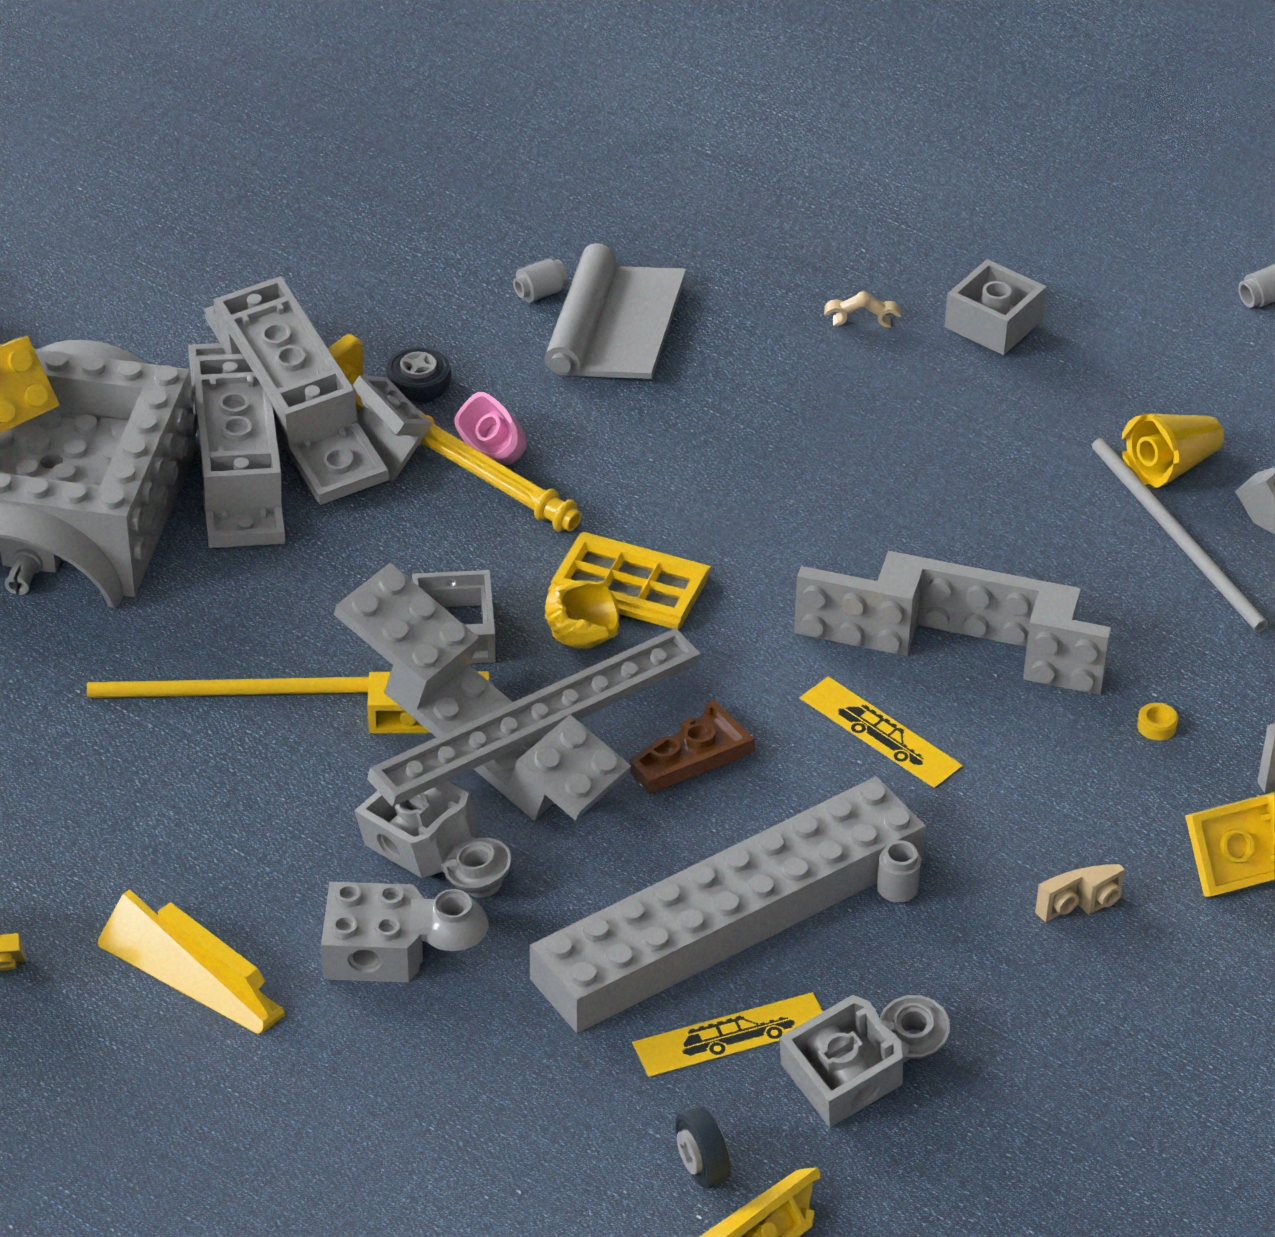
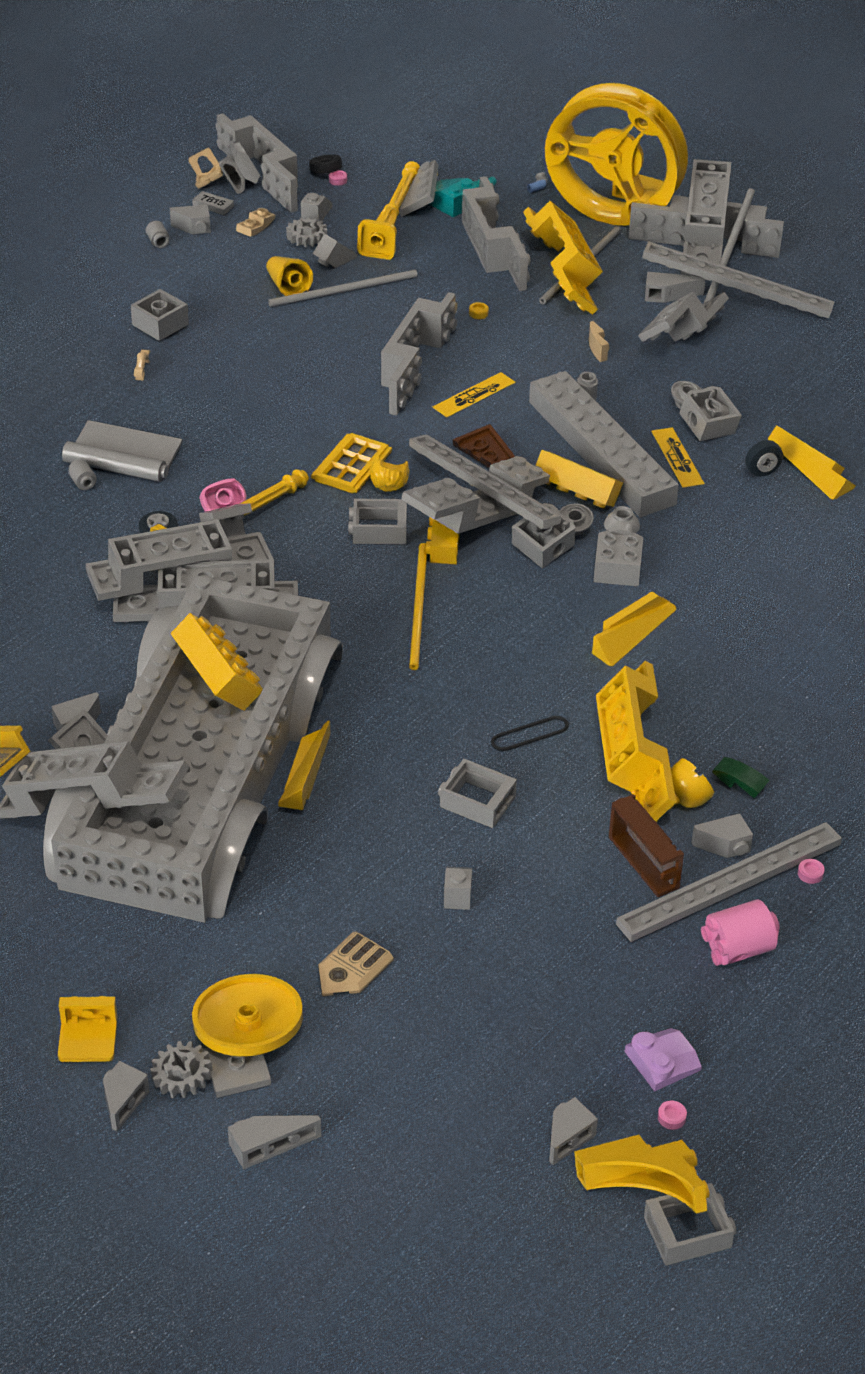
camera: 85 degrees left, 0 degrees up
(599, 862) = (580, 479): none -> yellow brick
(1164, 1008) = (684, 317): none -> light grey bracket

